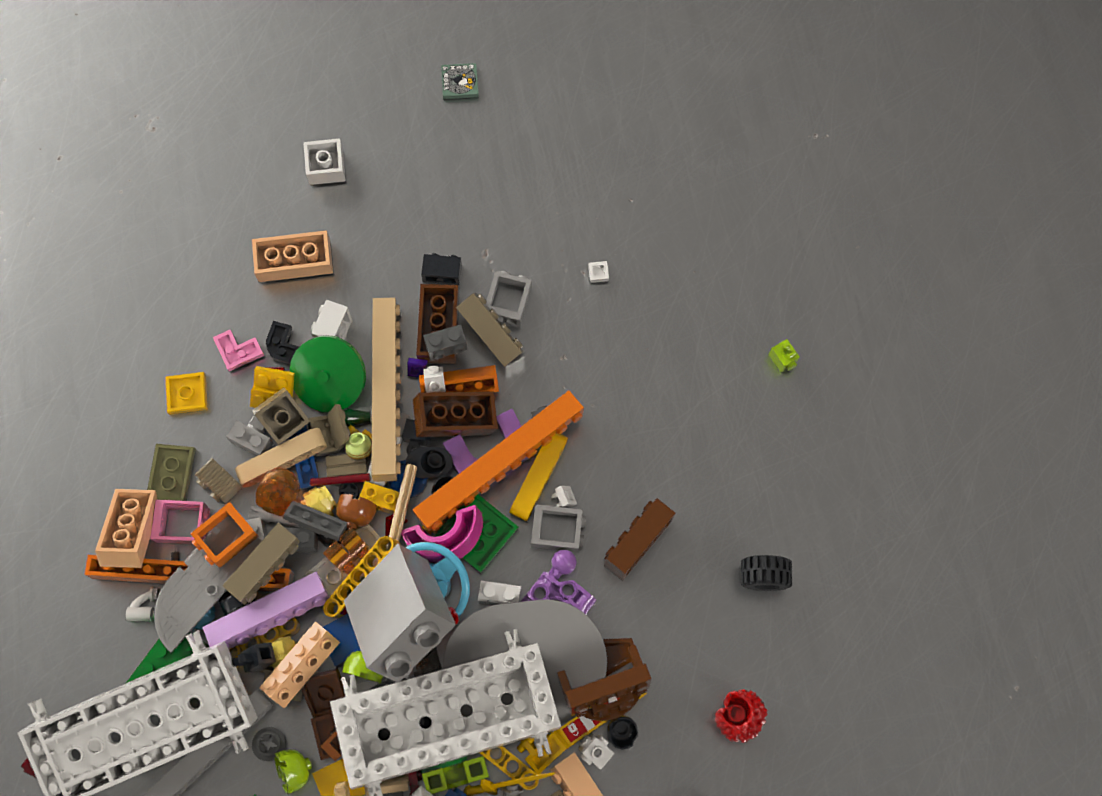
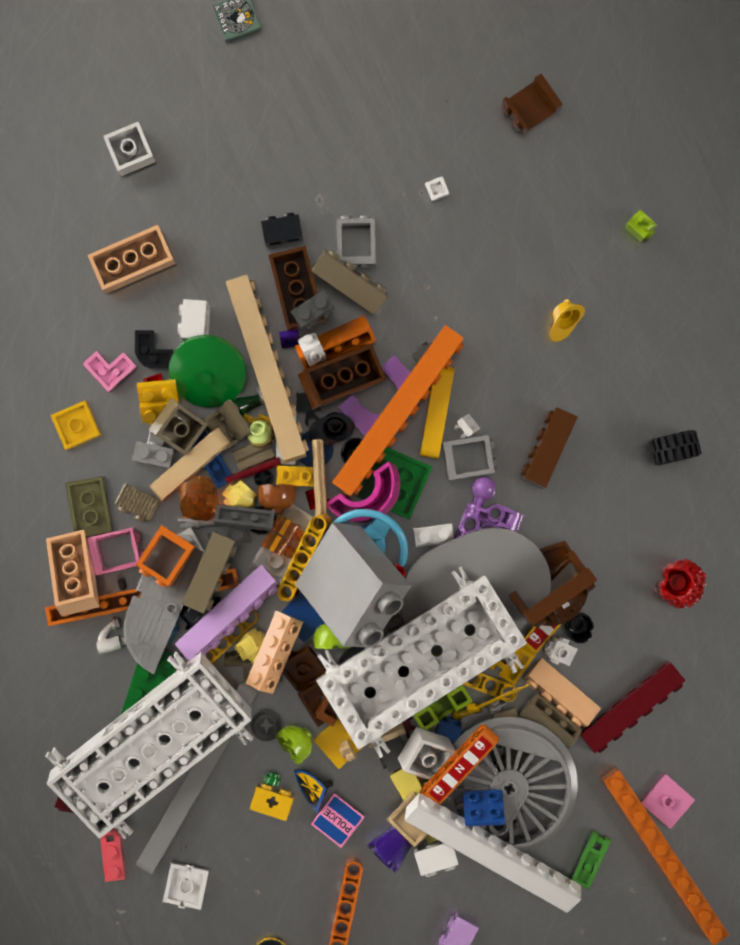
camera: 10 degrees left, 15 degrees up
(255, 658) = (232, 657): black brick -> none
(688, 422) = (565, 319): none -> yellow piece
(708, 223) = (532, 104): none -> reddish brown panel

